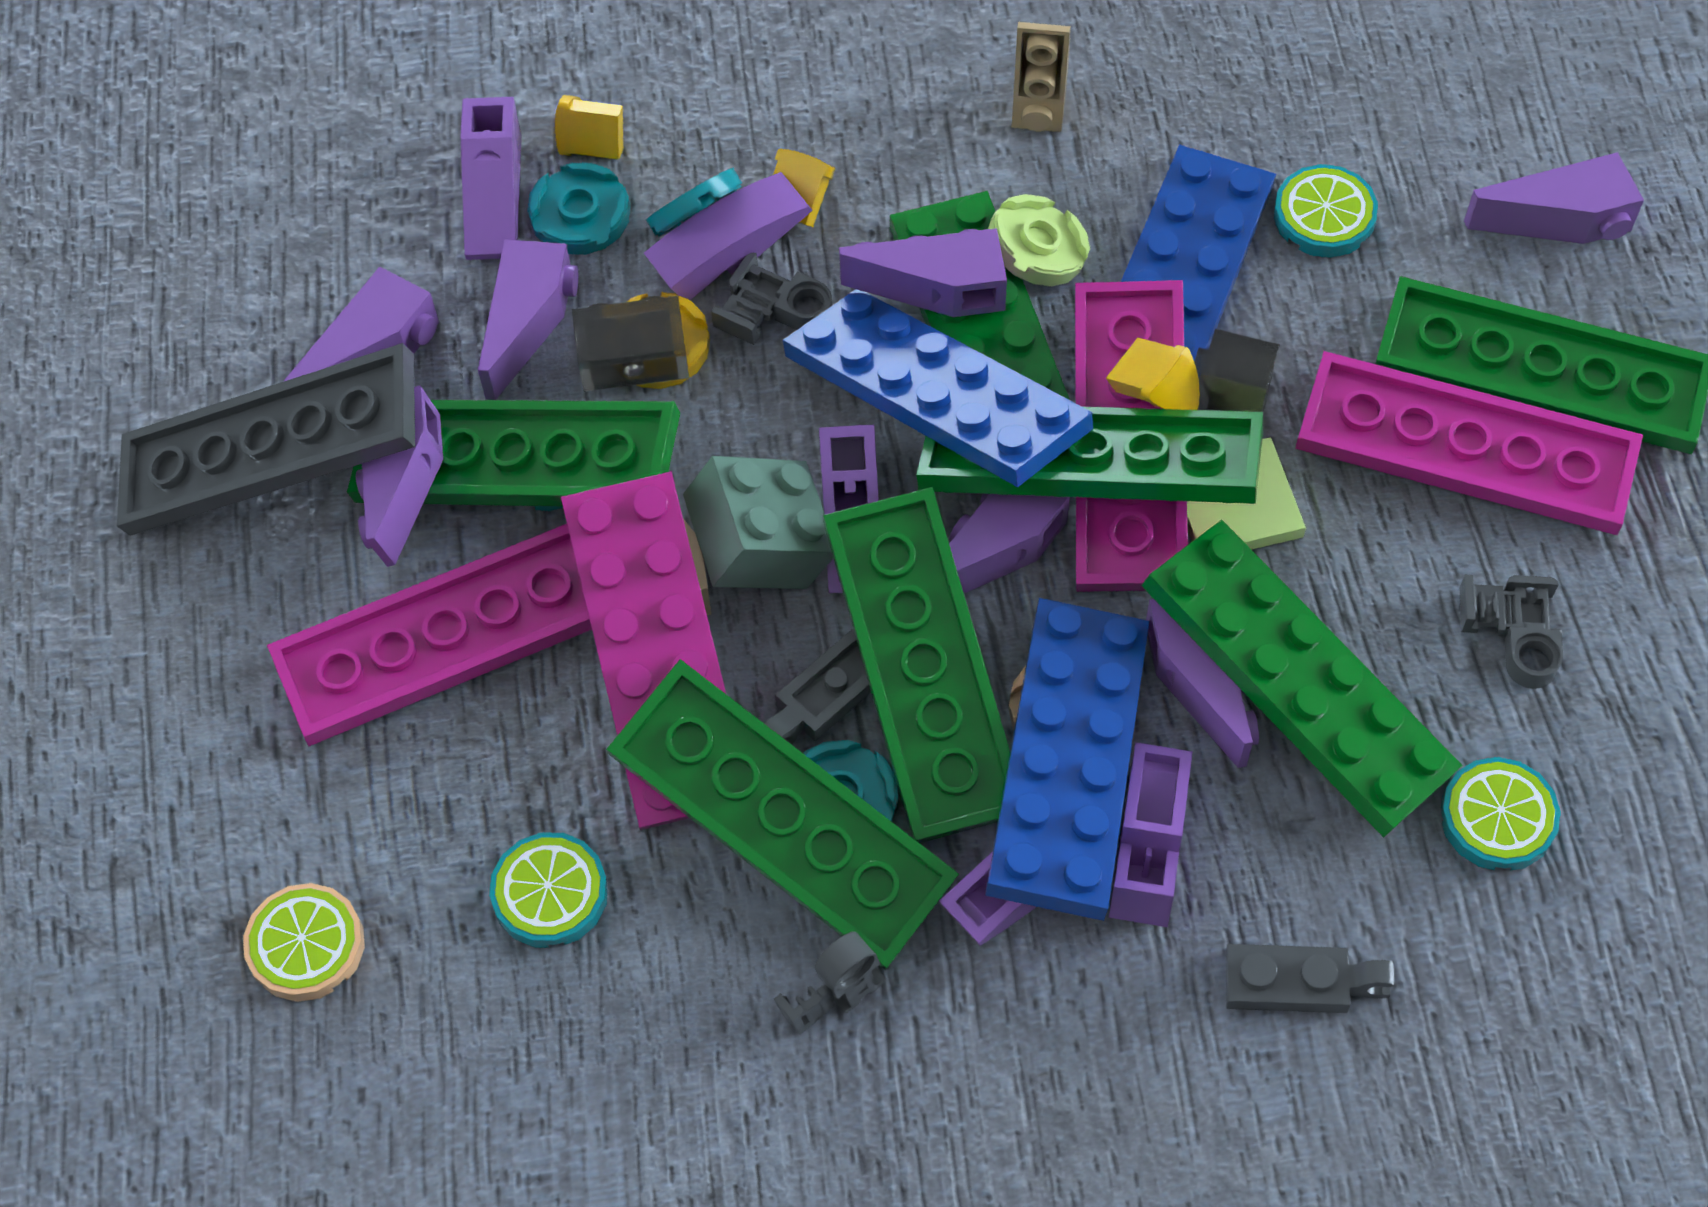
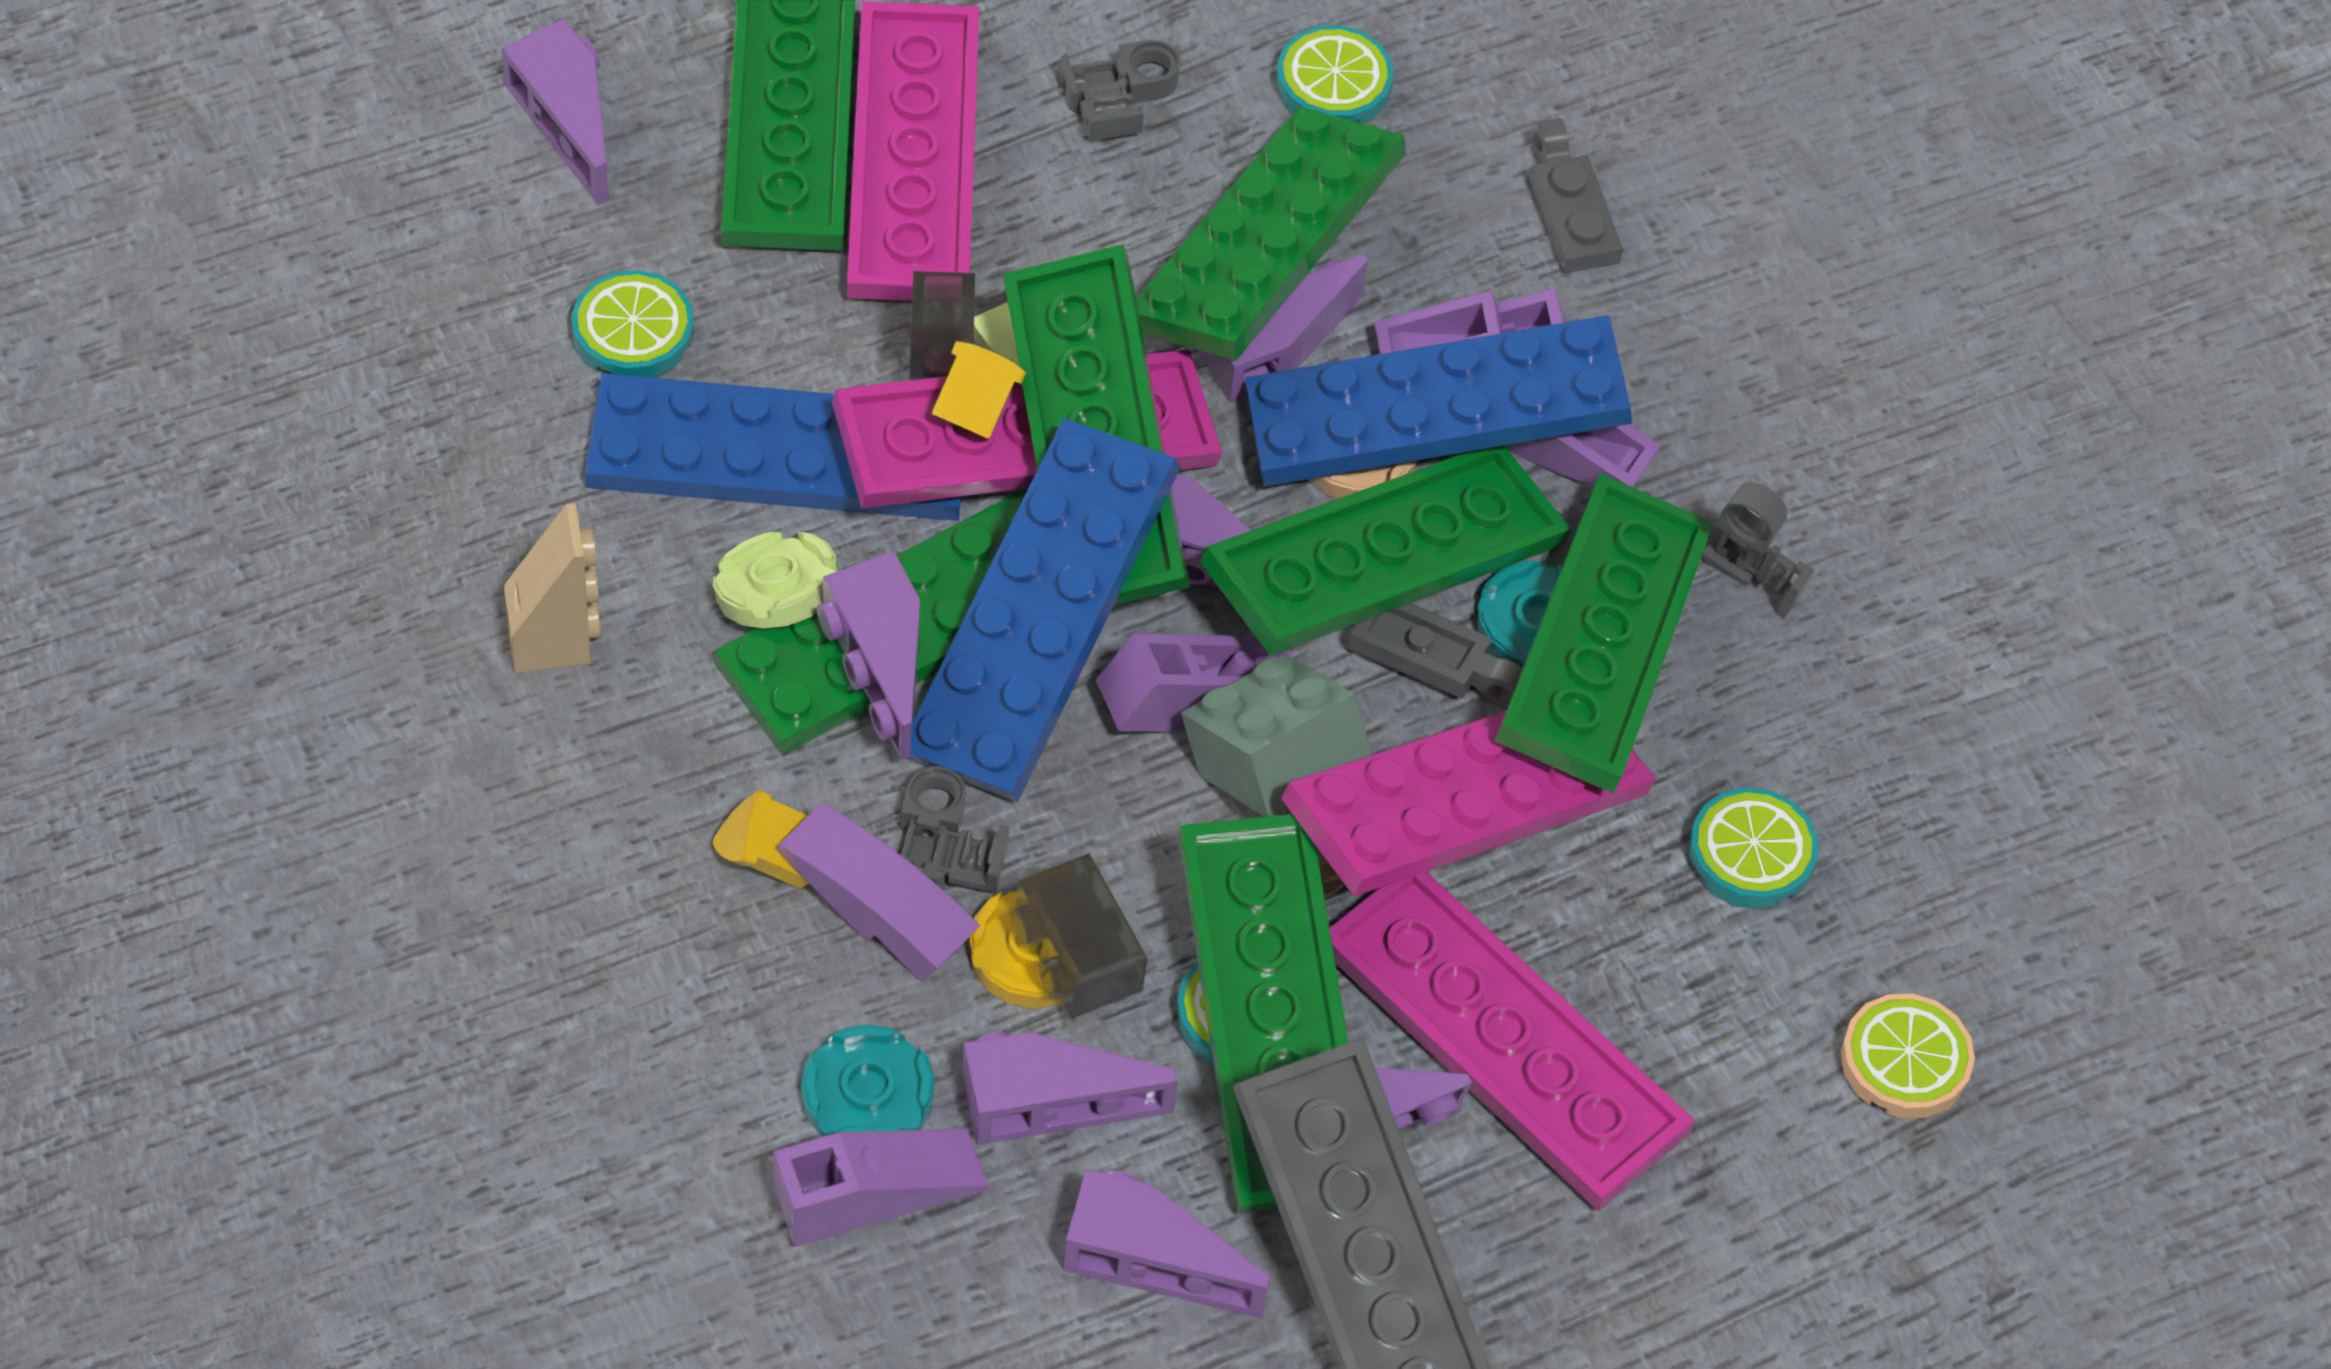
camera: 115 degrees left, 5 degrees down
(588, 128) = (756, 1112): yellow tile -> none
(693, 201) = (850, 929): teal tile -> none

